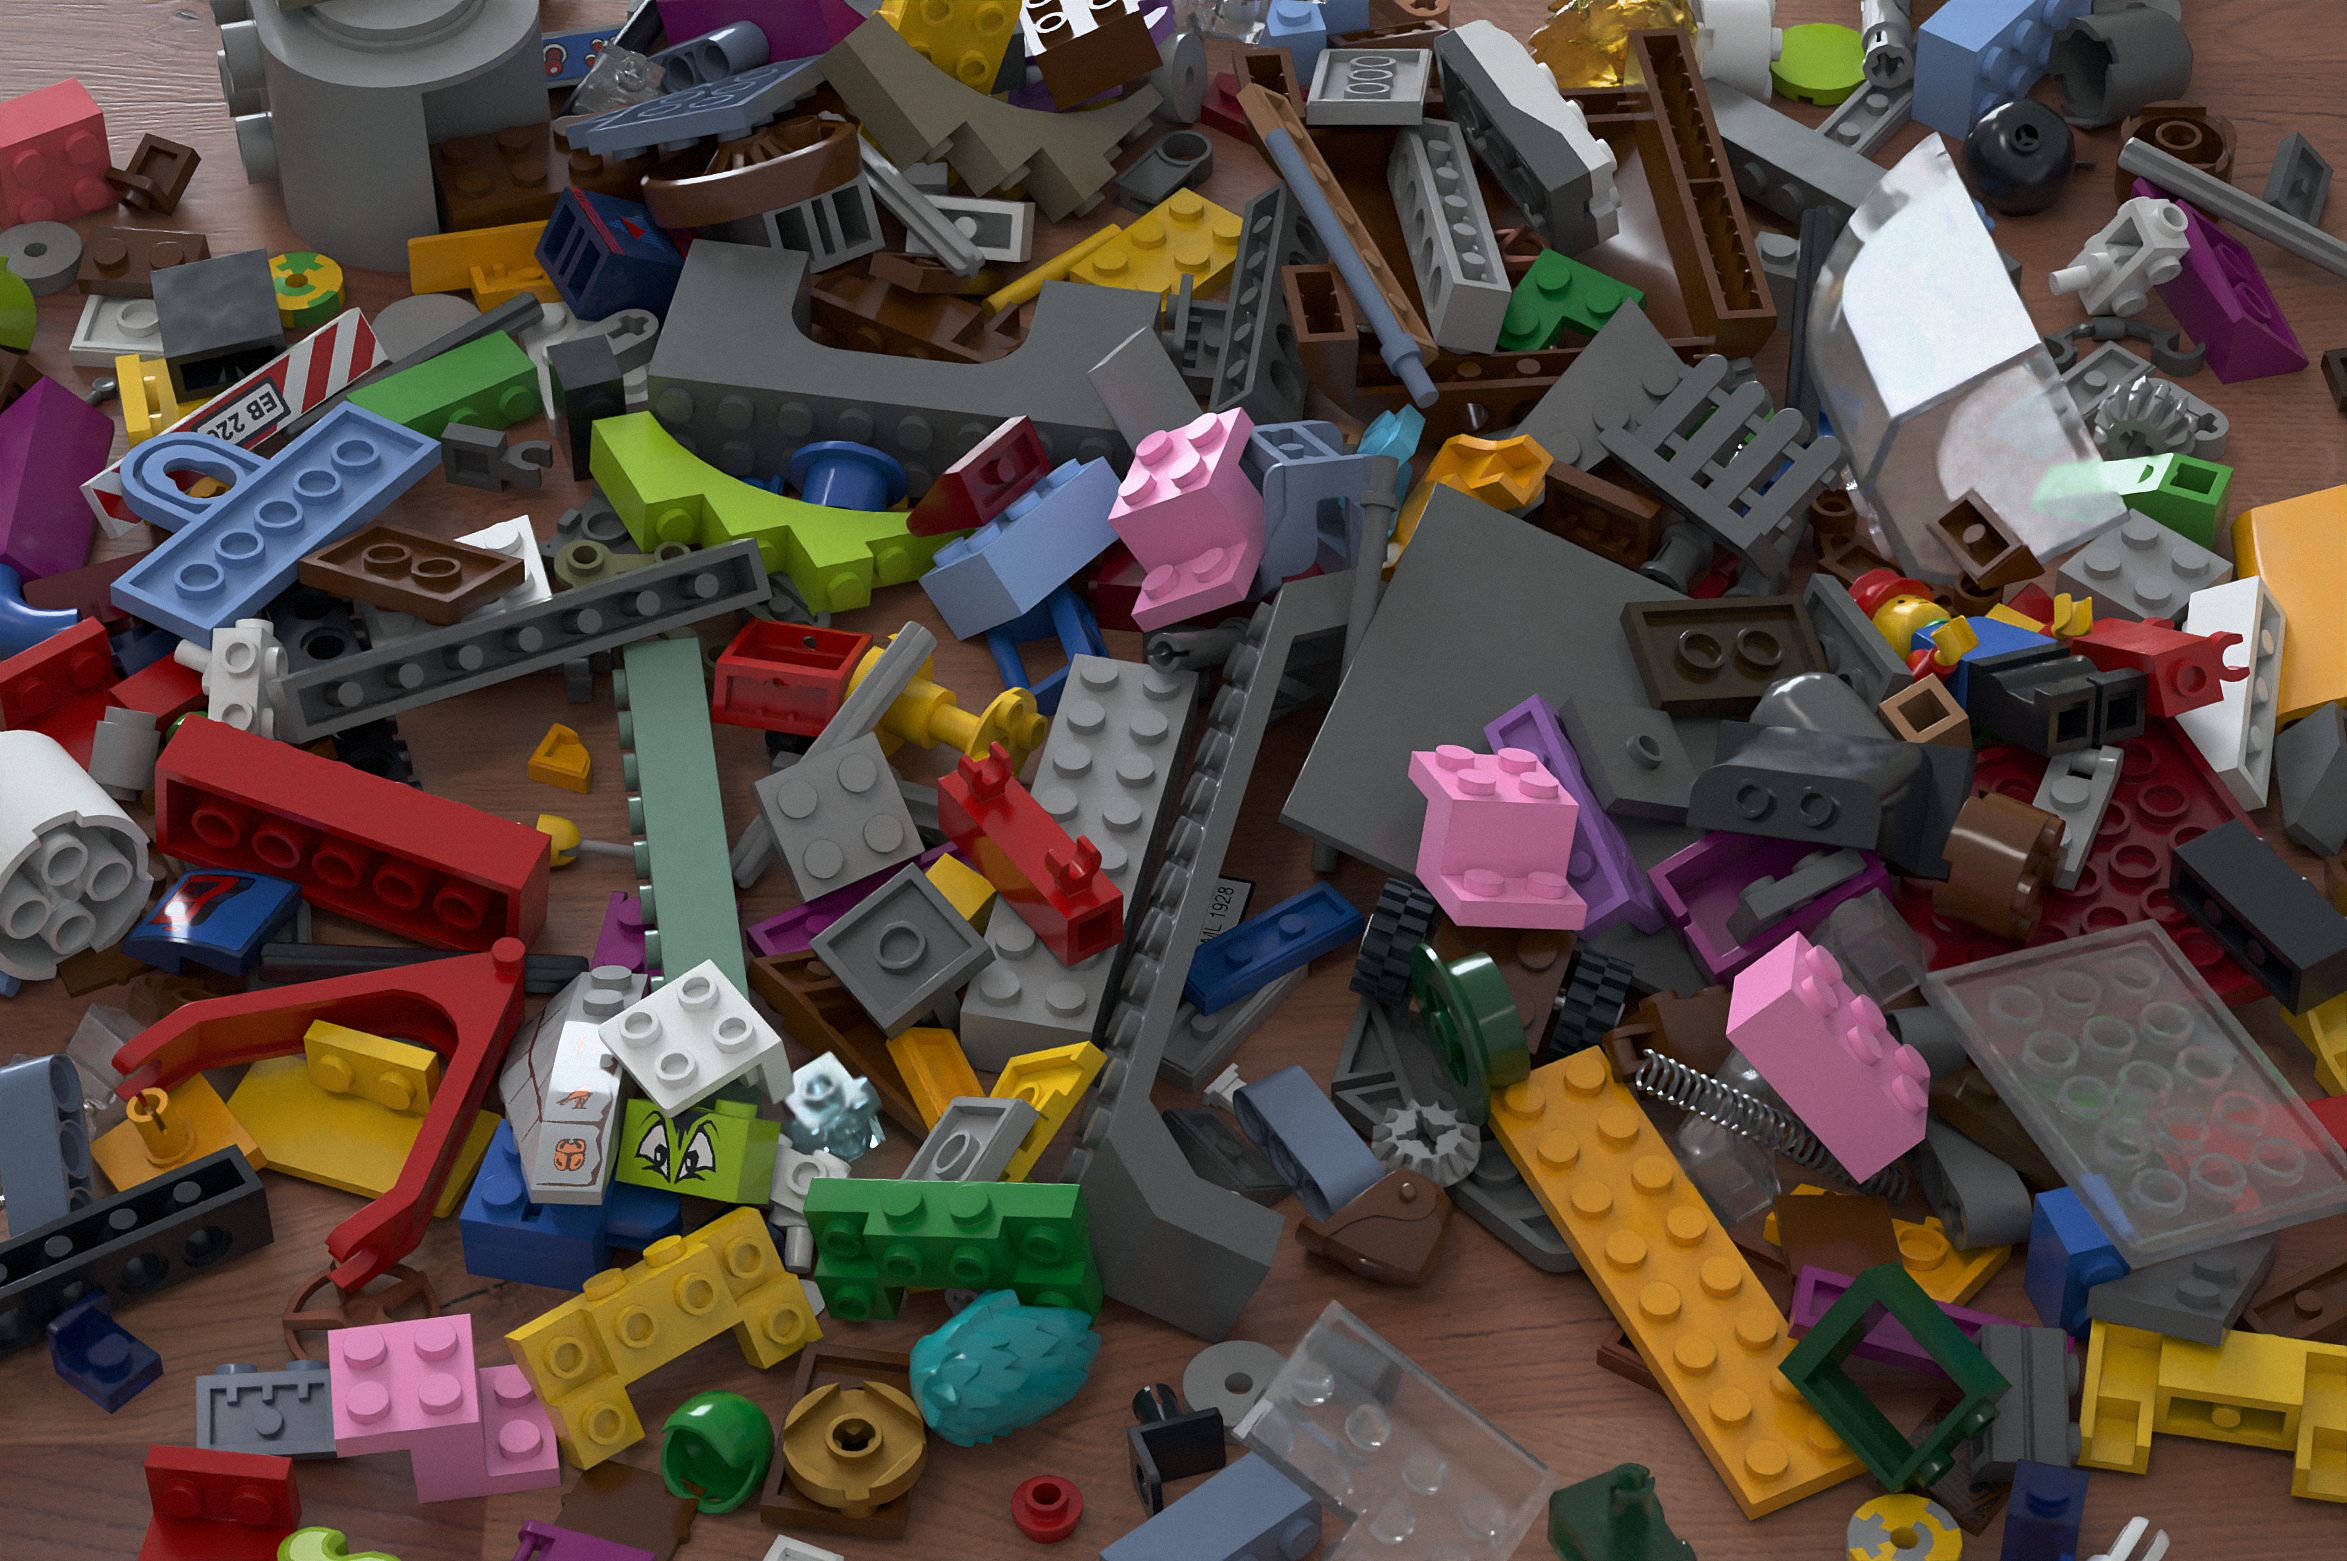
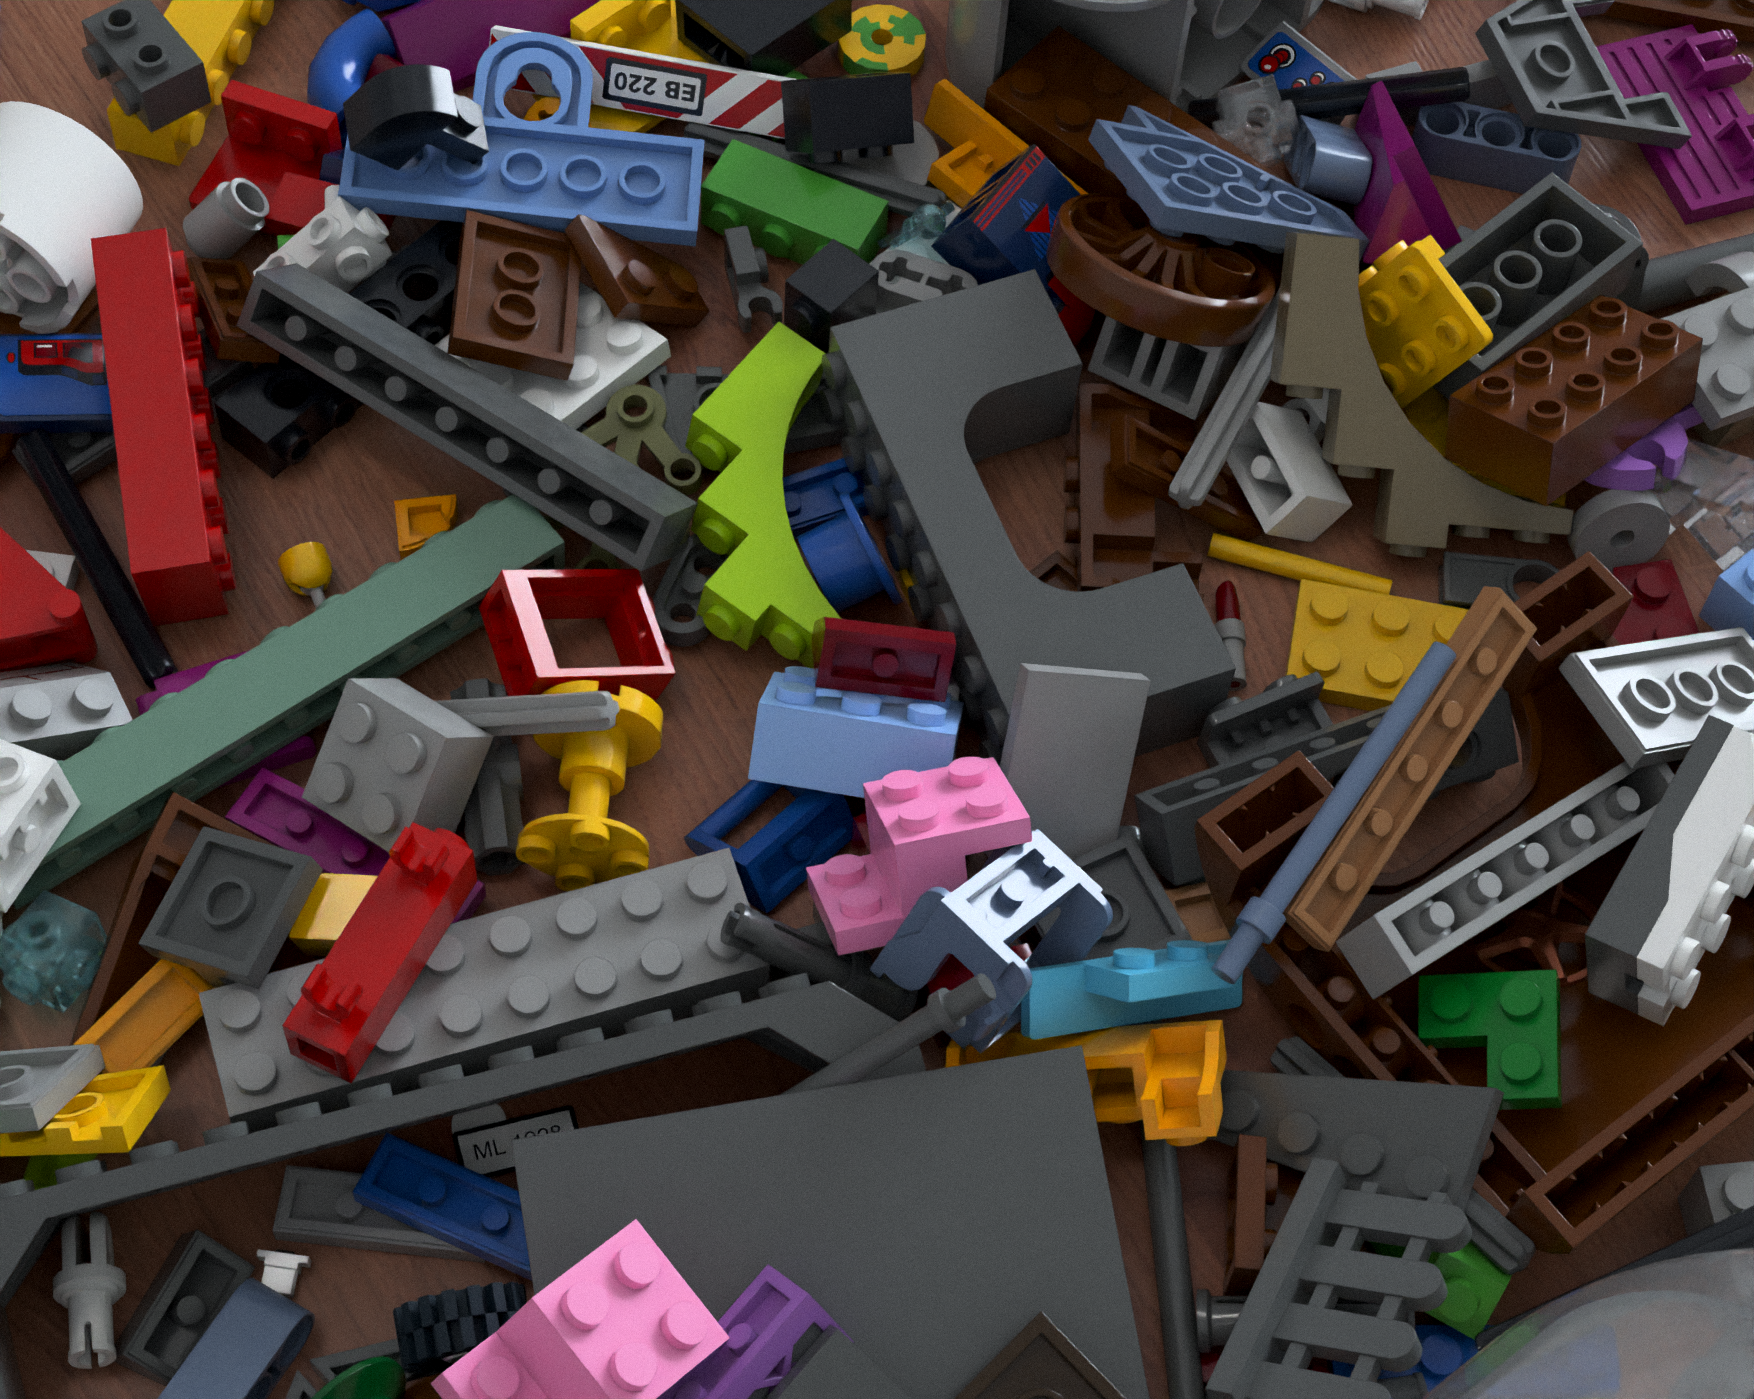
camera: 55 degrees right, 15 degrees up
(188, 530) = (411, 108): none -> black brick
(399, 305) = (847, 114): none -> black brick
(454, 507) = (634, 278): none -> reddish brown wing
(552, 317) = (926, 223): none -> clear light blue piece

